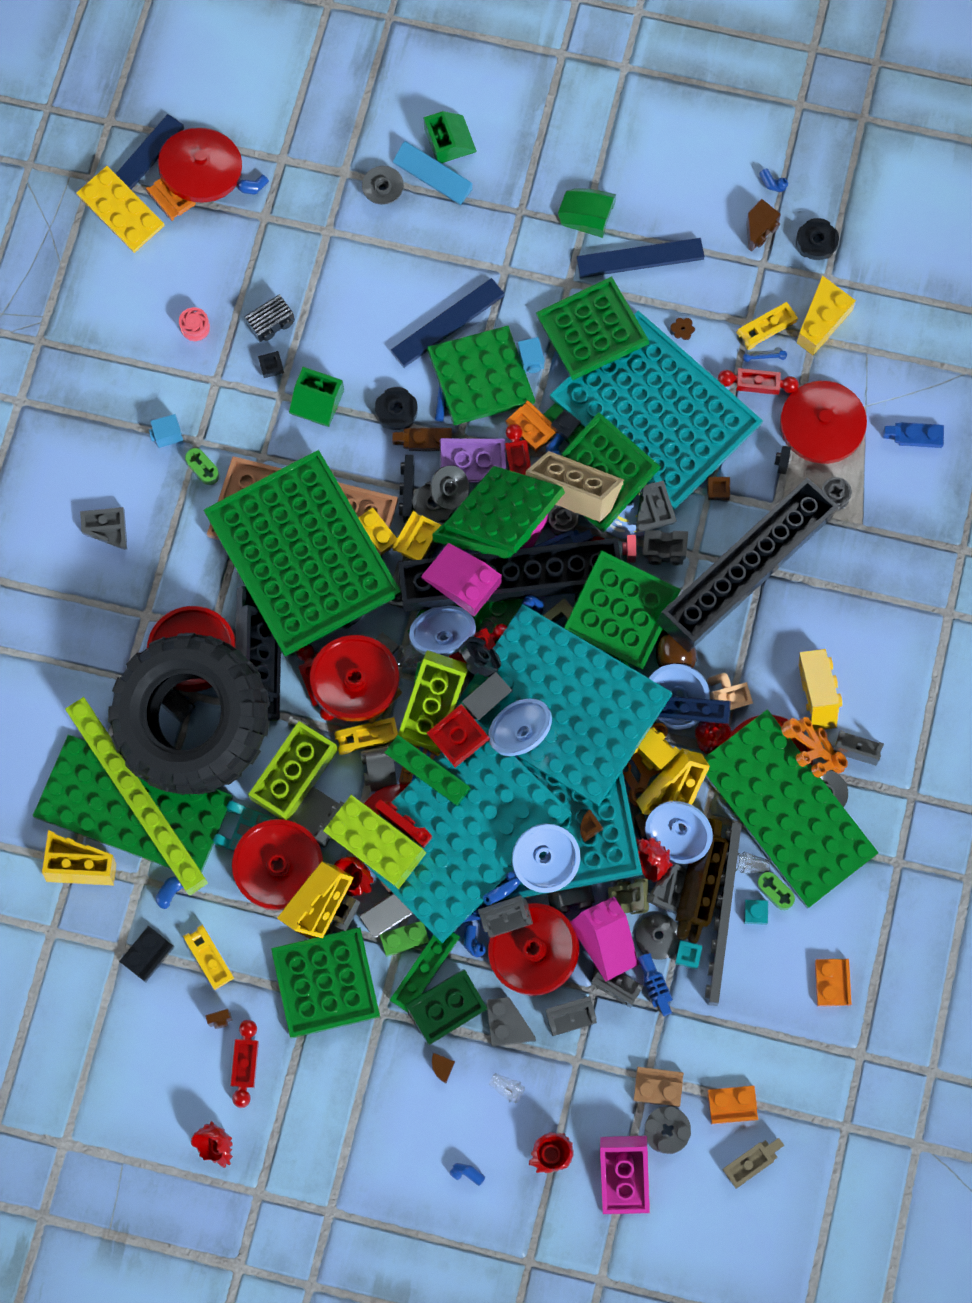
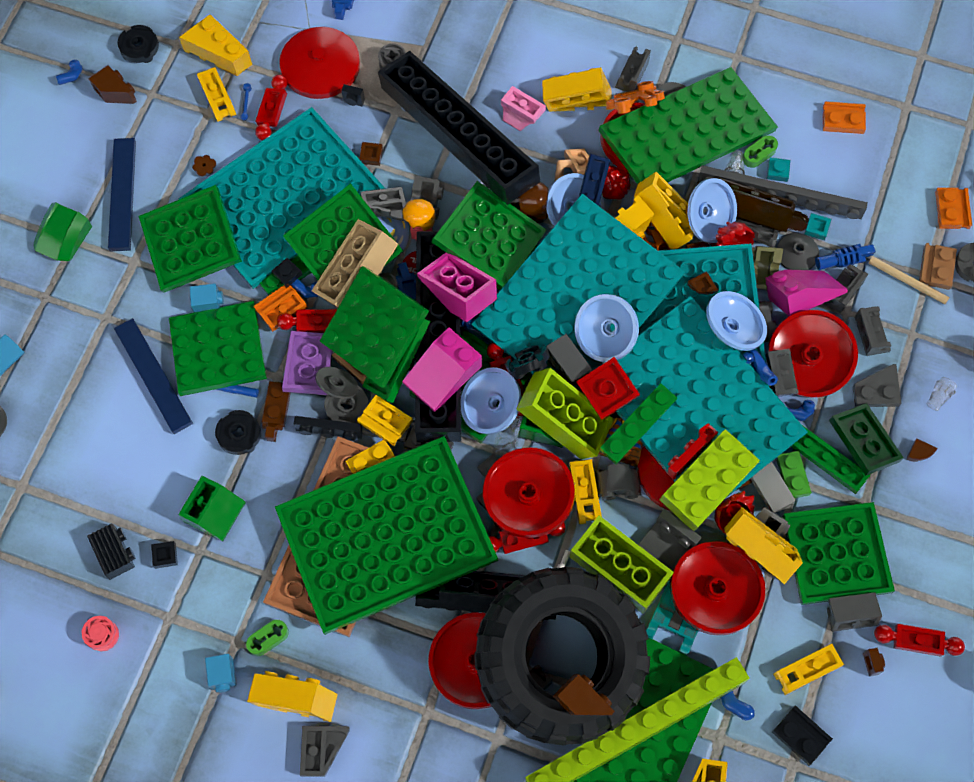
camera: 85 degrees left, 5 degrees down
(136, 724) = (581, 699): none -> reddish brown slope
(148, 495) = (292, 695): none -> yellow wedge
(267, 998) = (854, 612): none -> dark grey hinge
(555, 582) = (459, 286): none -> dark pink slope
(636, 1058) = (908, 280): none -> tan bar
(640, 539) = (419, 213): none -> light orange hair
(792, 632) = (520, 109): none -> bright pink slope

